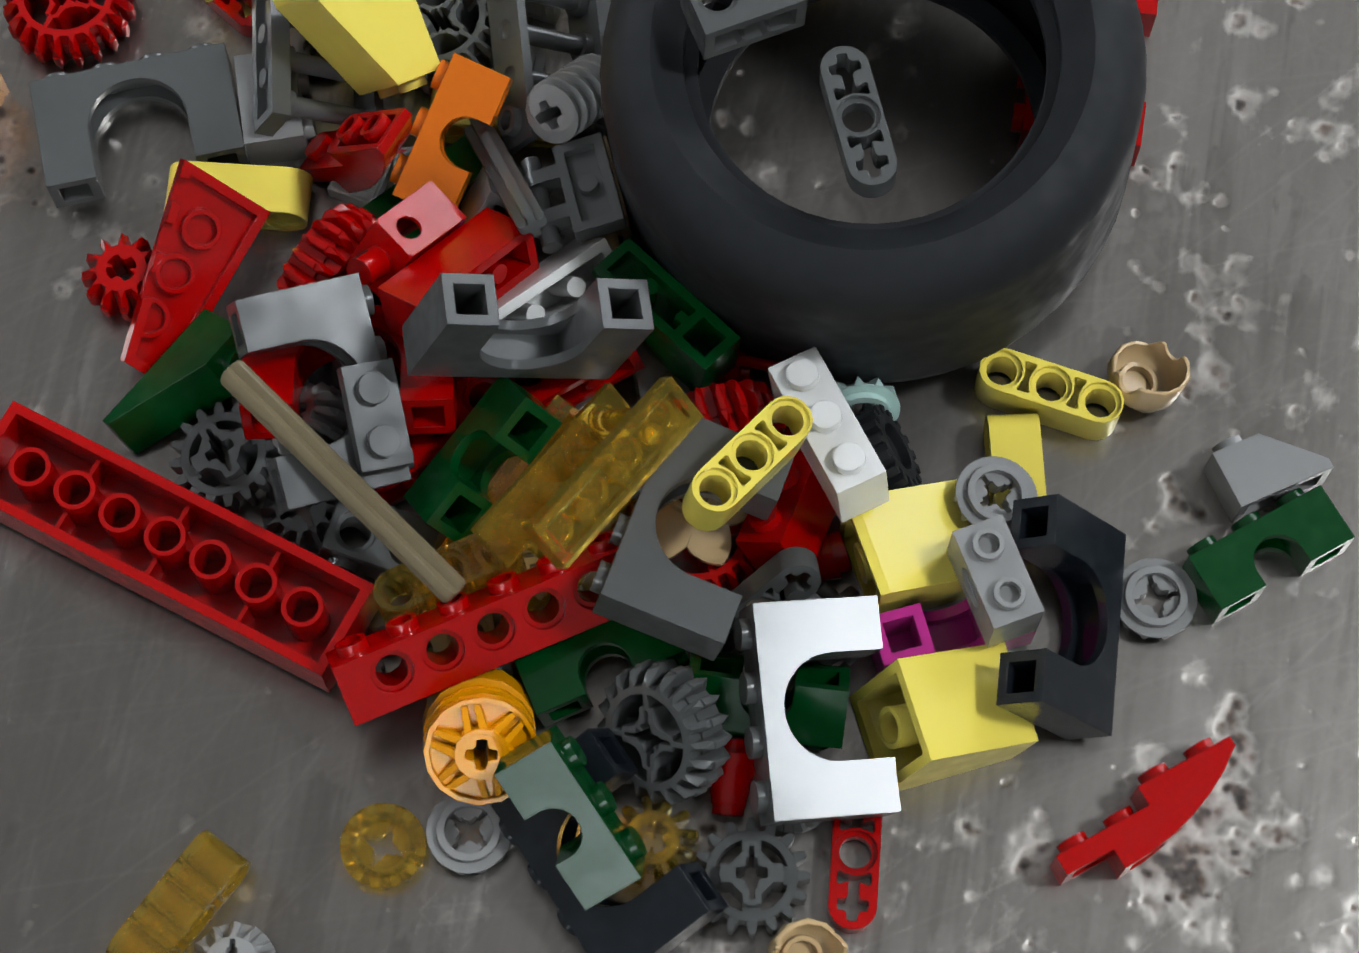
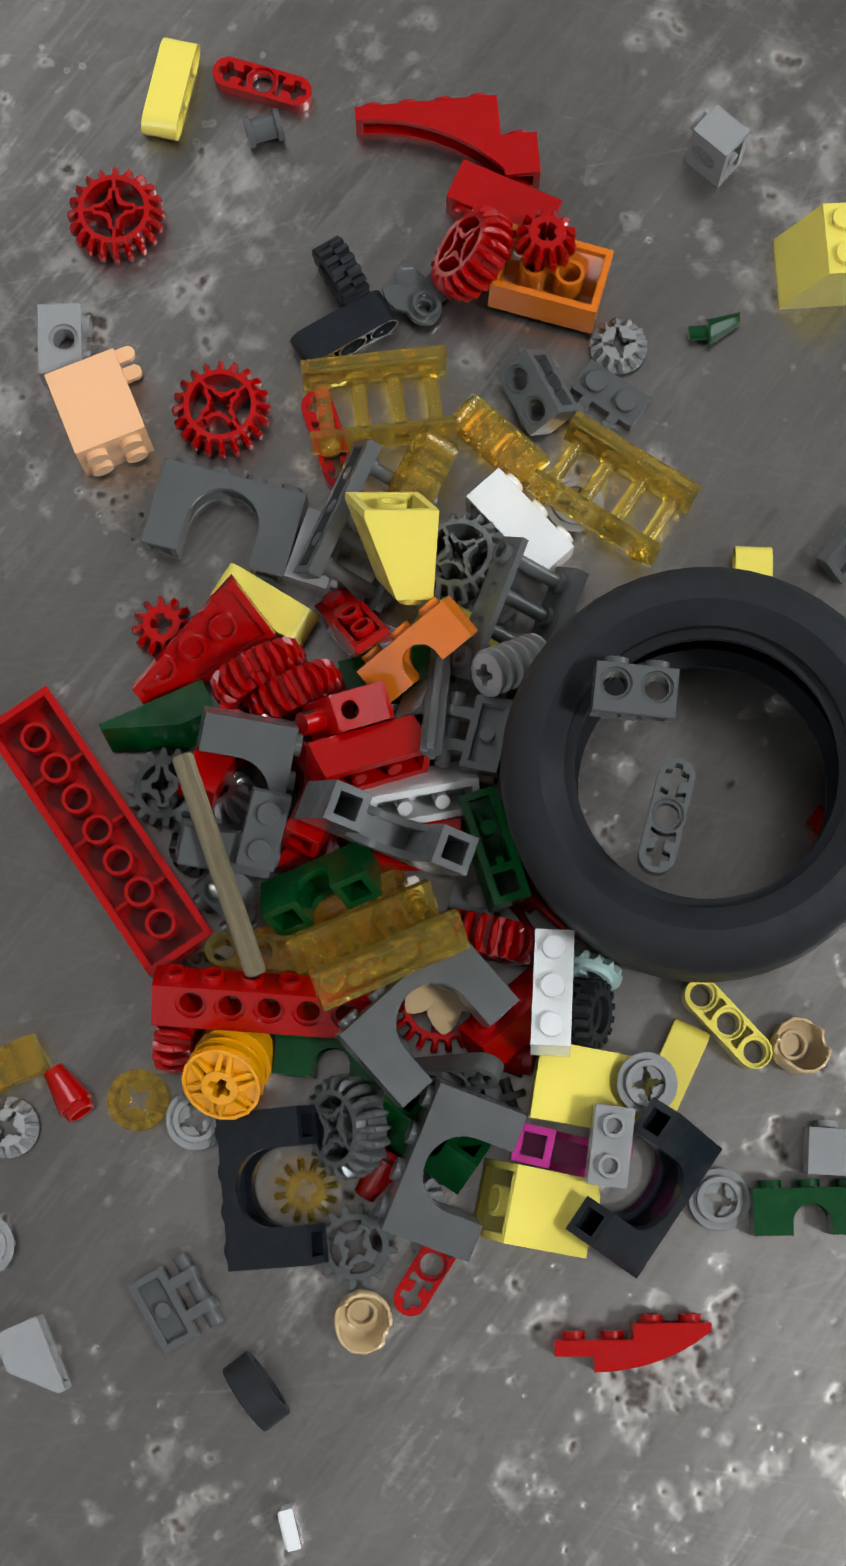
camera: 30 degrees right, 10 degrees up
(263, 252) = (252, 668): none -> red gear
(290, 882) = (69, 1095): none -> red cone
(396, 747) = (173, 1047): none -> red gear
(552, 775) = (255, 1129): arch -> none
(757, 442) = (499, 991): light yellow beam -> none

